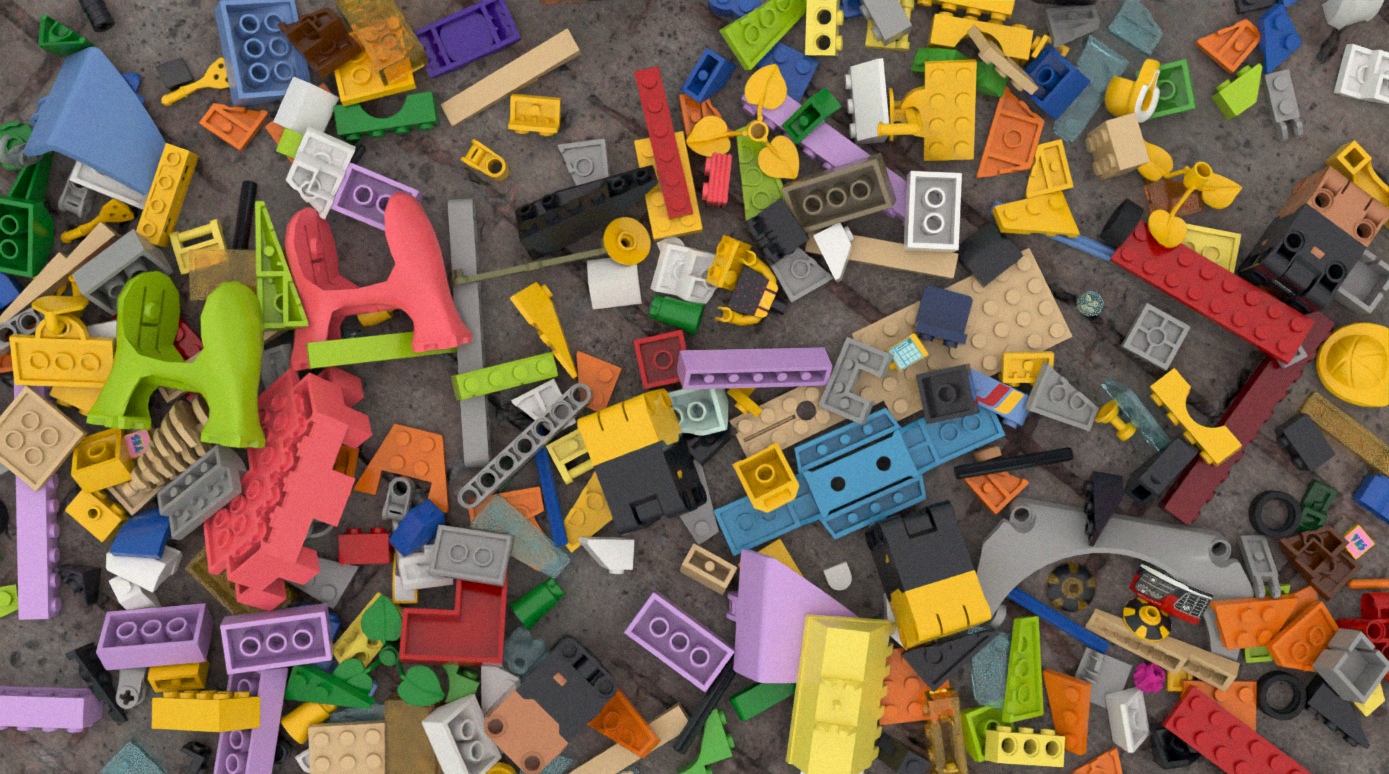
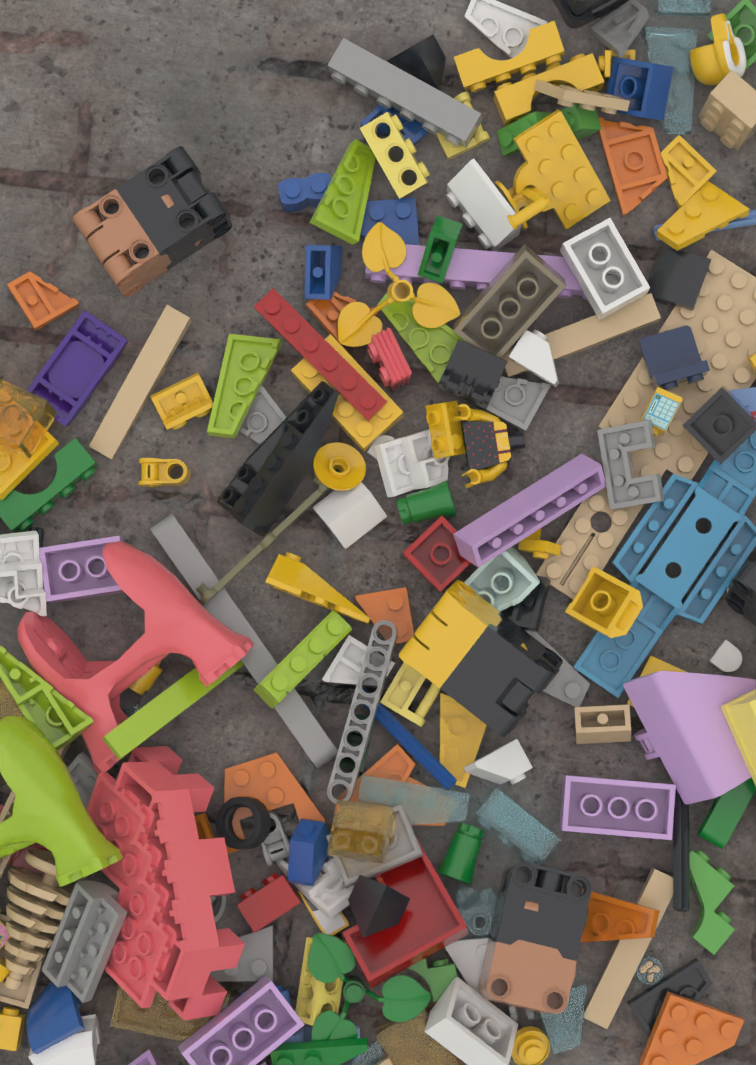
camera: 30 degrees left, 5 degrees down
(366, 469) = (261, 819): none -> black tyre
(440, 604) = (376, 906): none -> black slope
(464, 539) = (361, 831): none -> clear yellow slope
(590, 124) = (240, 378): none -> lime wing
(593, 607) = (516, 827): none -> clear light blue brick

